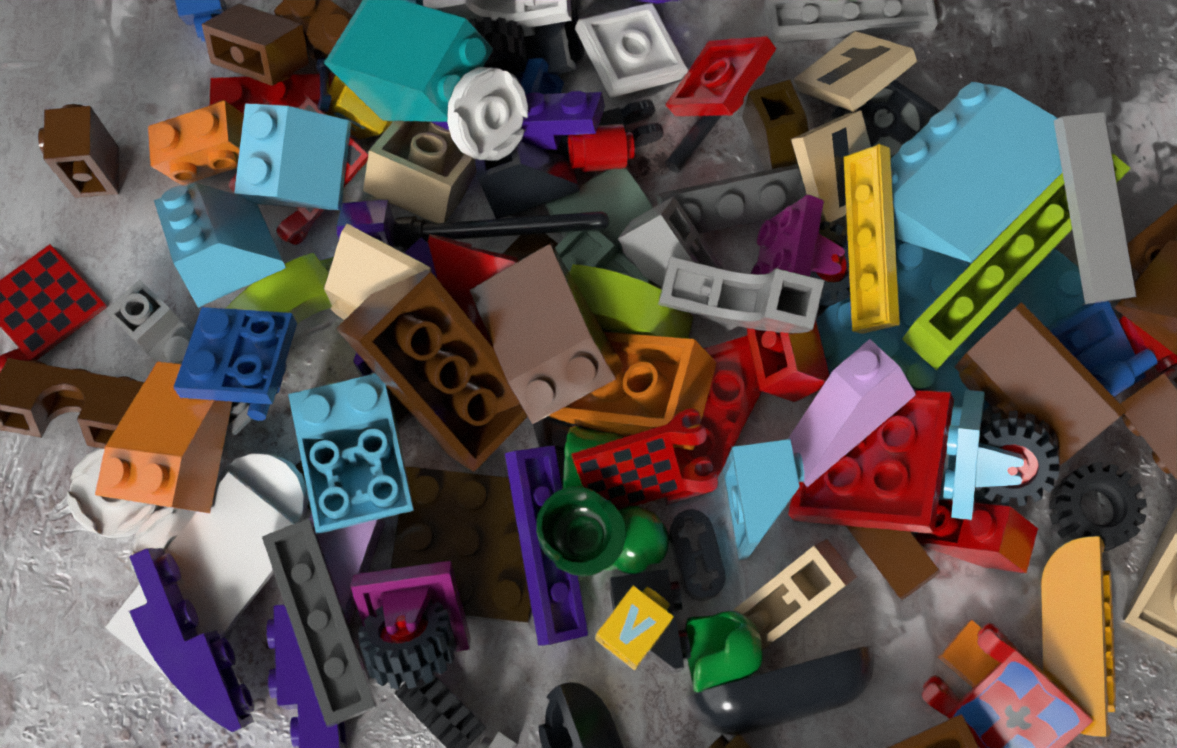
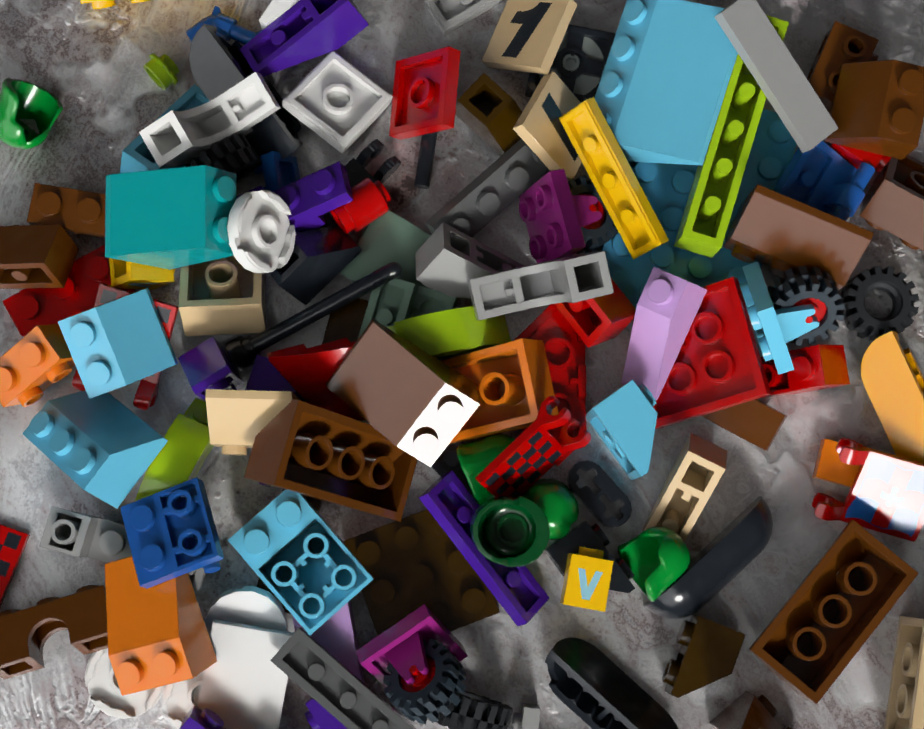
camera: 30 degrees left, 10 degrees up
(325, 97) = (92, 244): dark blue hinge -> none

